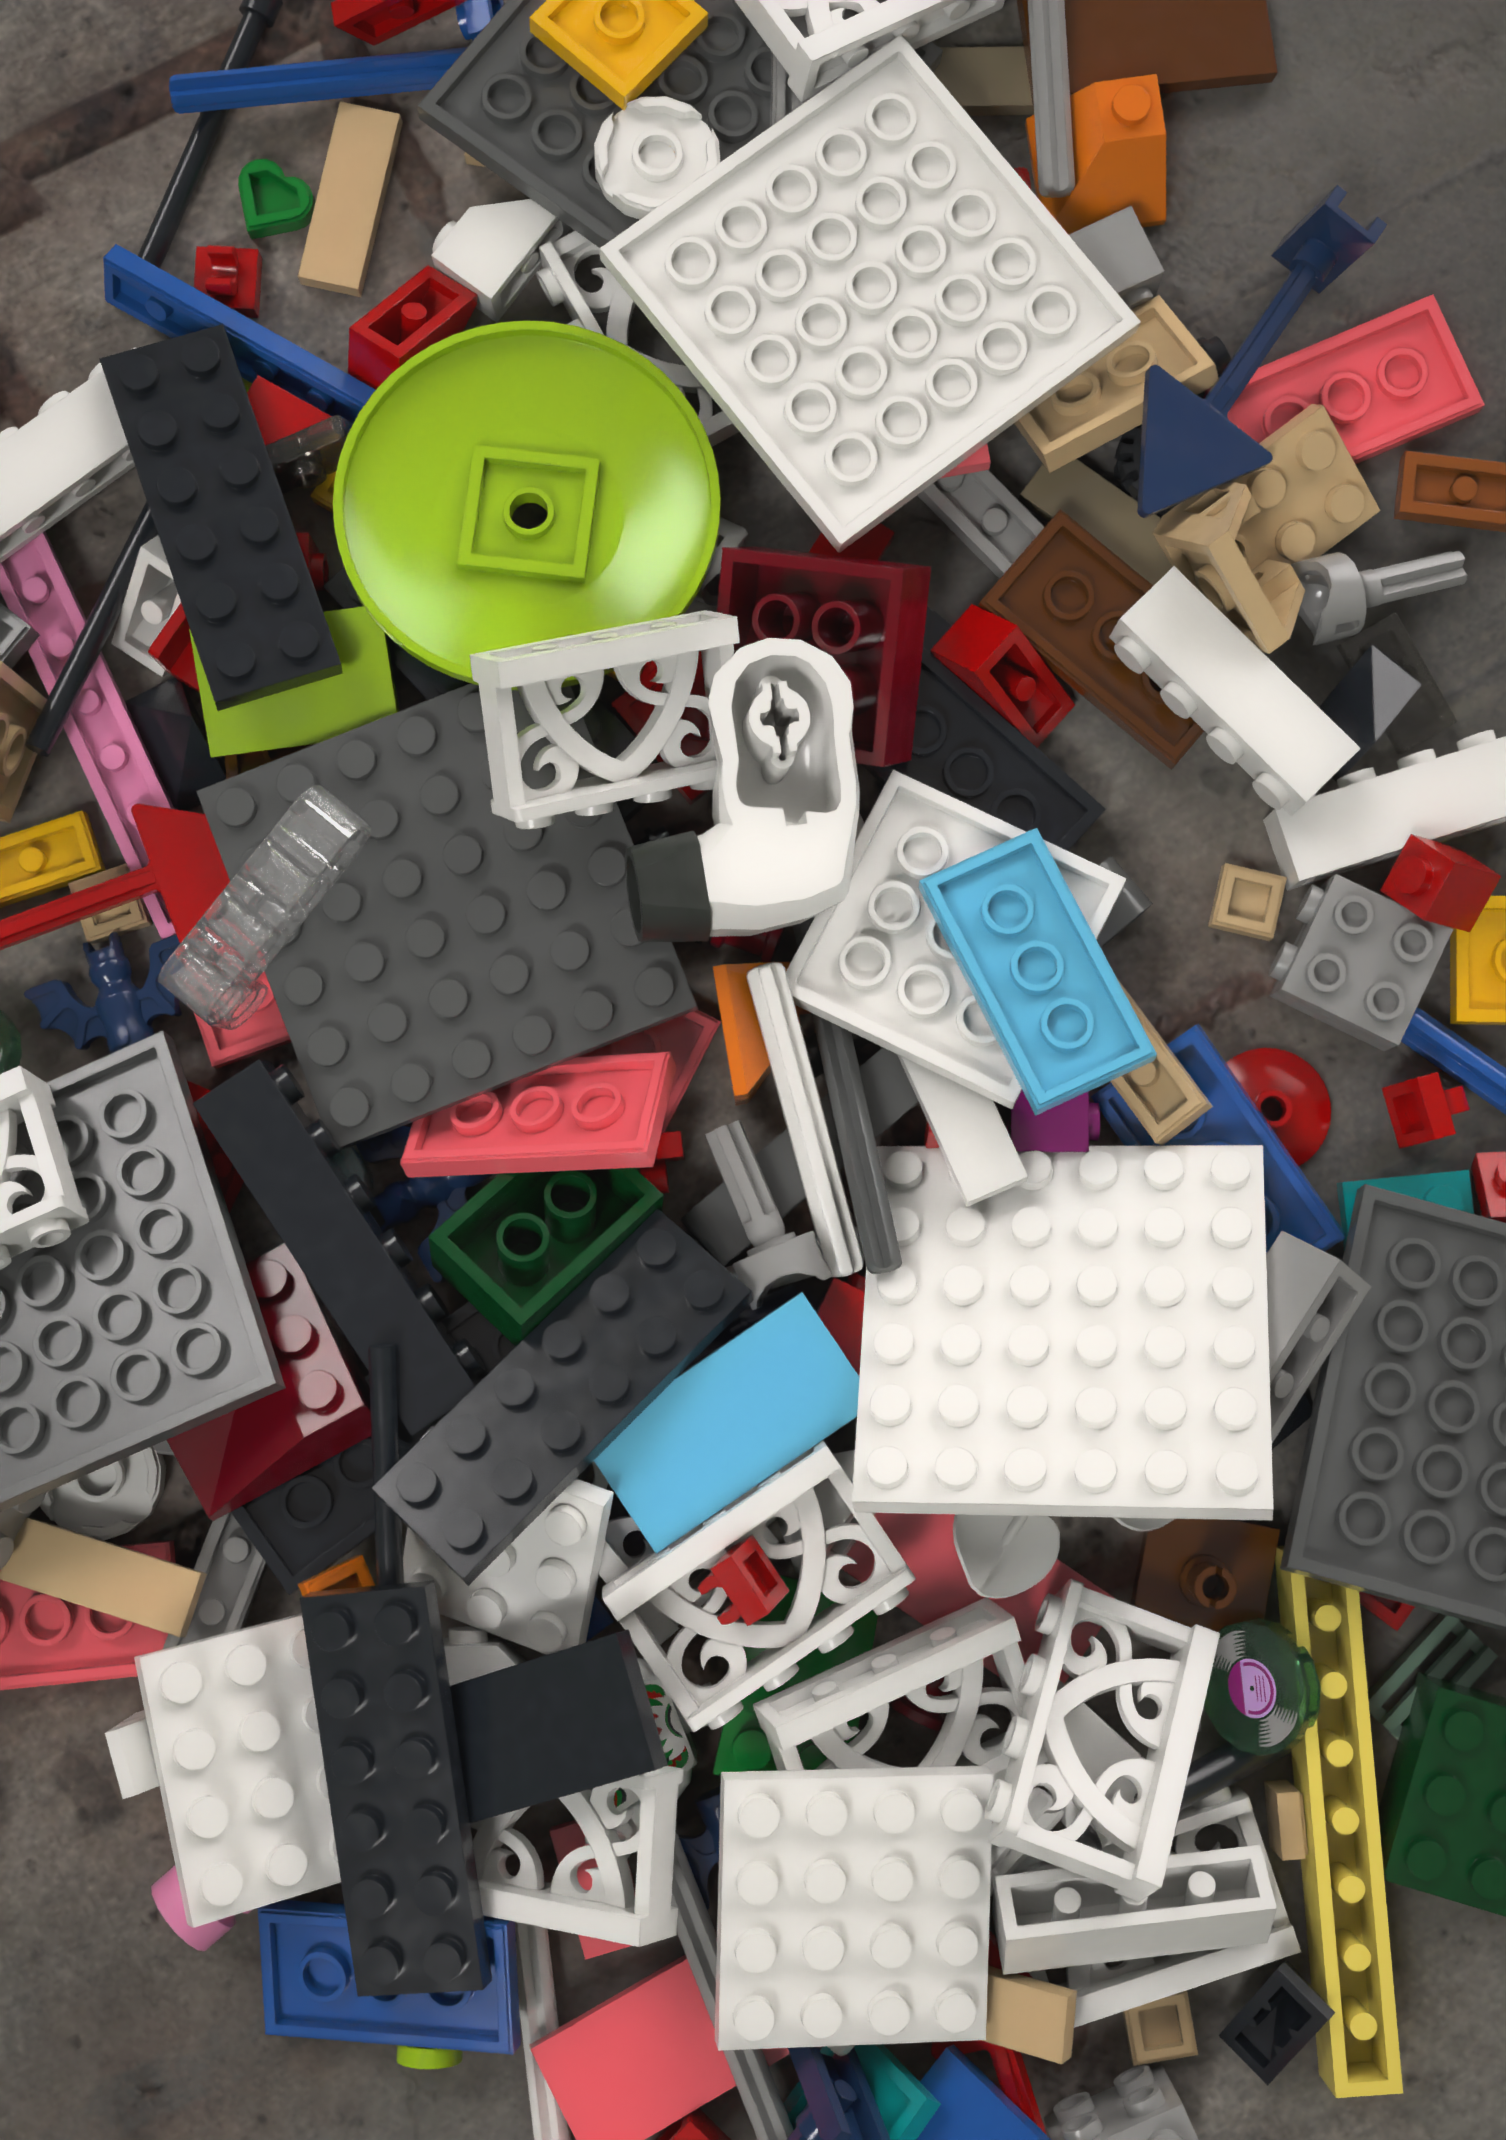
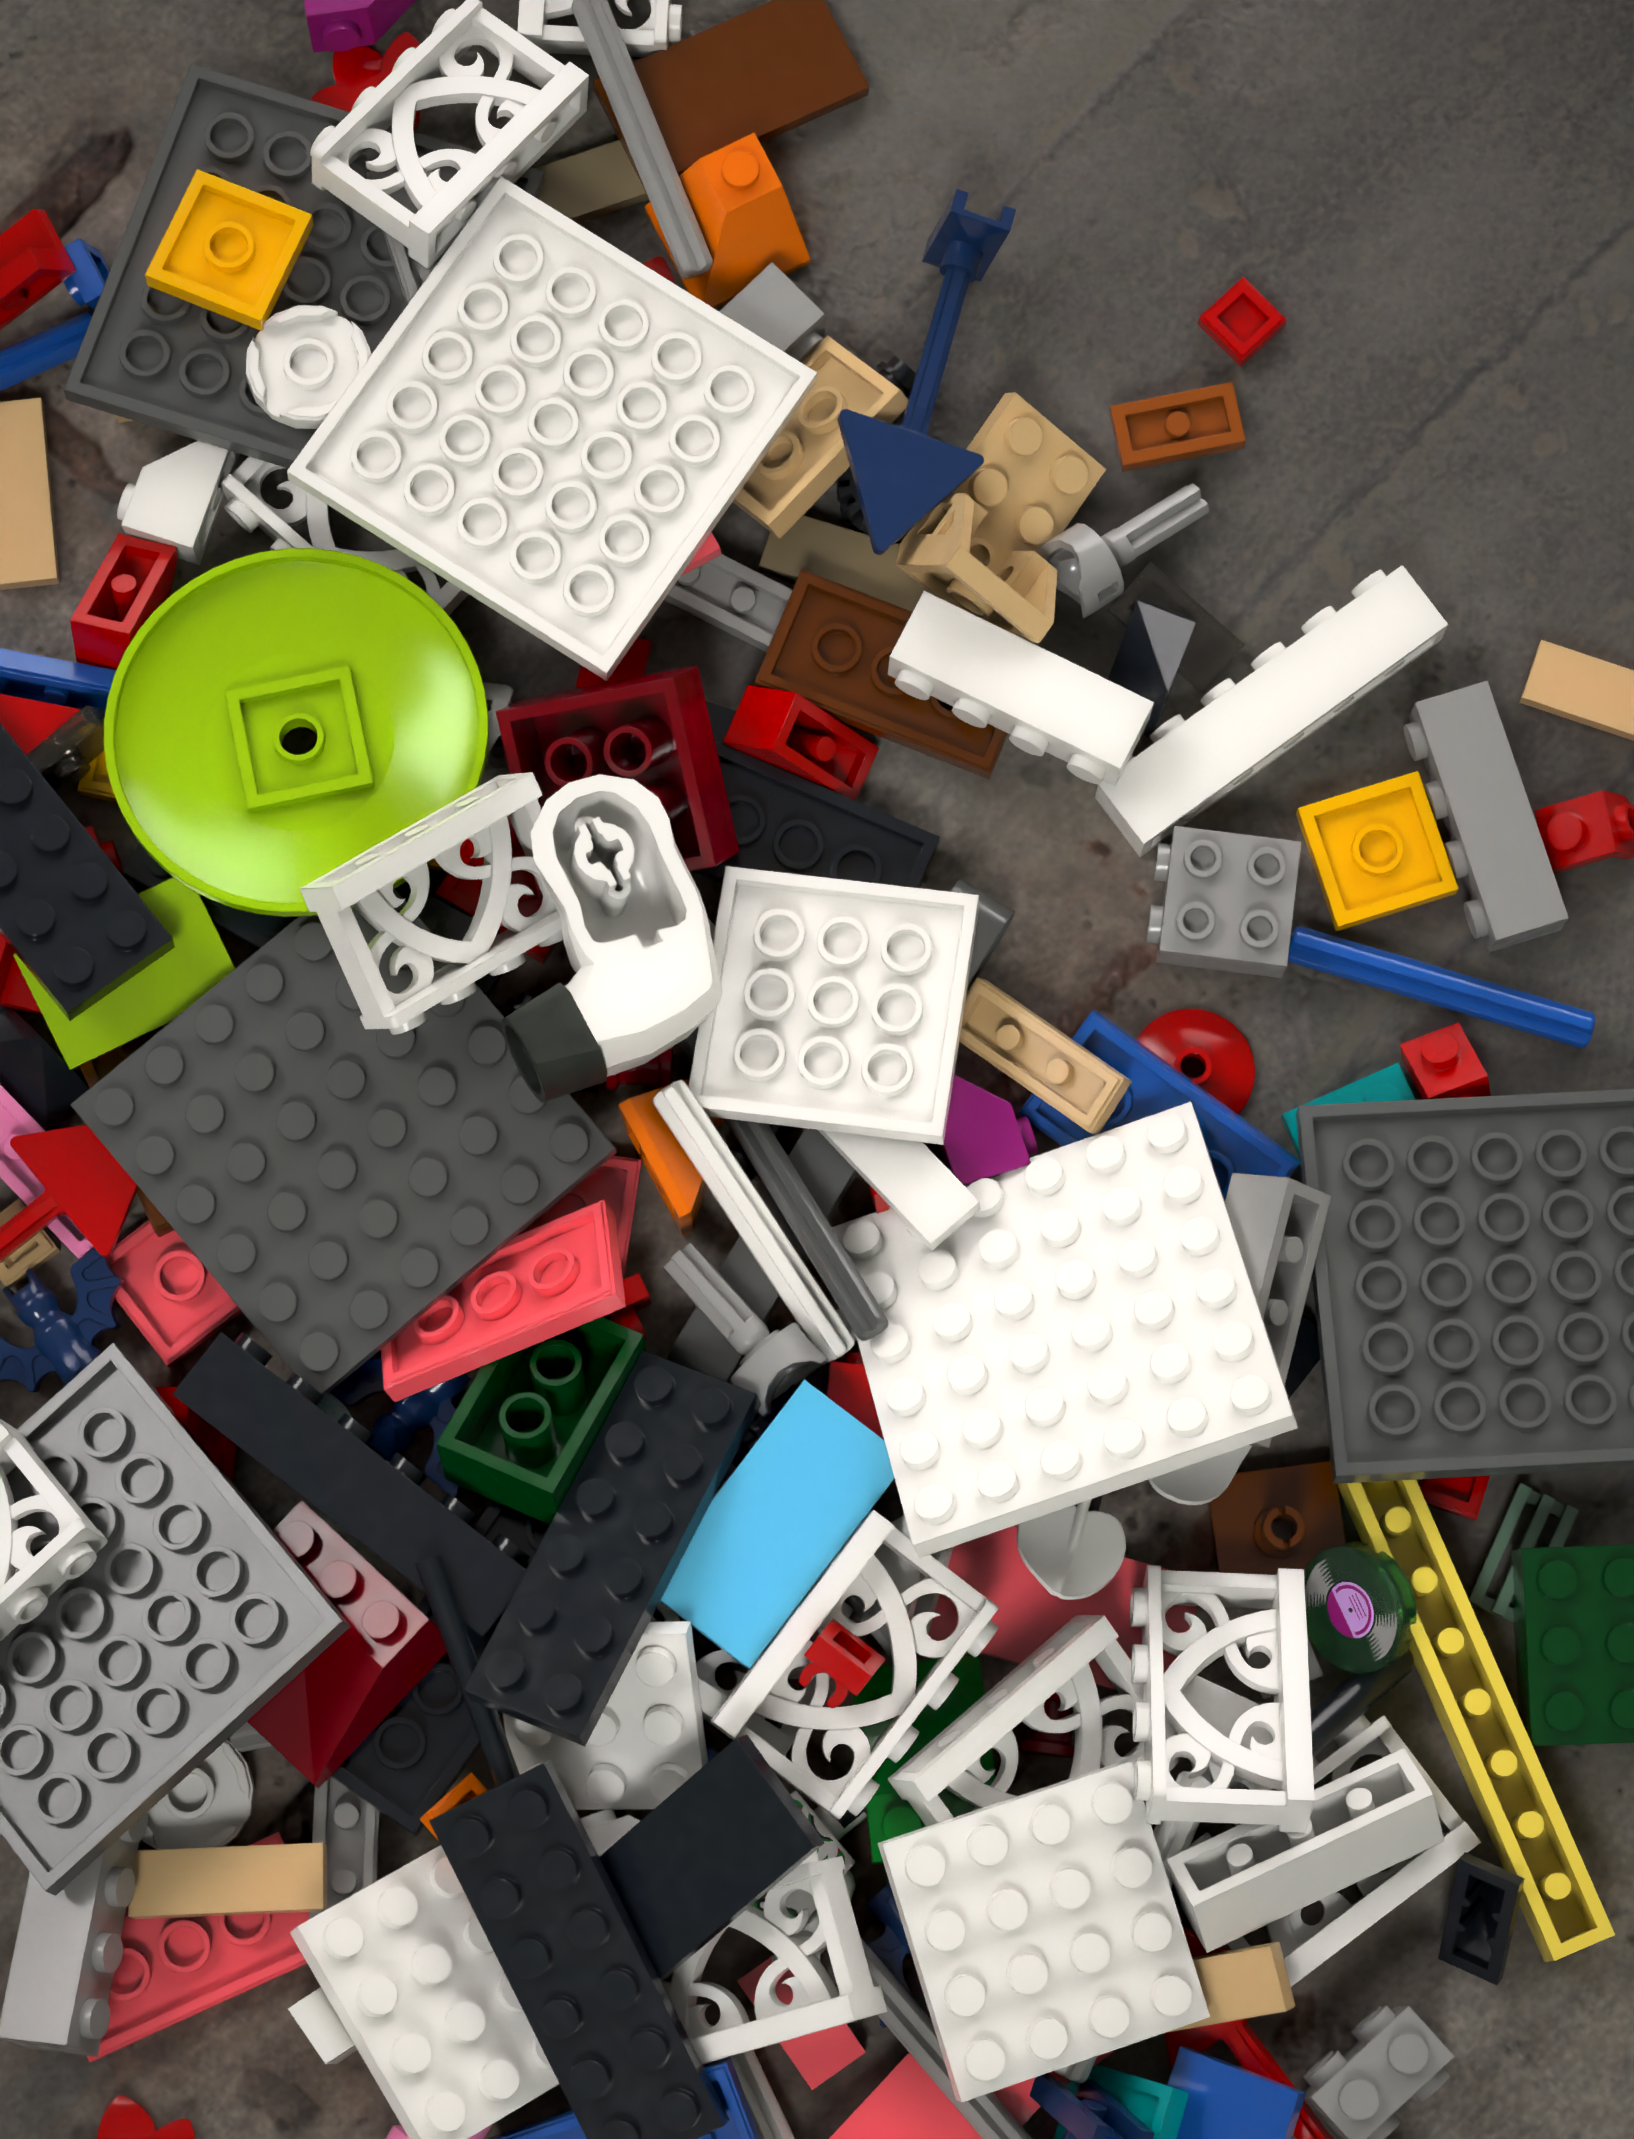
camera: 20 degrees left, 5 degrees down
(262, 908) = (177, 1191): clear beam -> none
(1036, 971) = (922, 1008): medium azure tile -> none
(1160, 2030) = (1377, 1967): tan tile -> none
(1247, 902) = (1105, 880): tan tile -> none
(1285, 1820) = (1429, 1729): tan tile -> none
(1375, 380) = (1055, 351): coral tile -> none
(1422, 1109) = (1335, 1020): red tile -> none
(1440, 883) = (1275, 802): red brick -> none

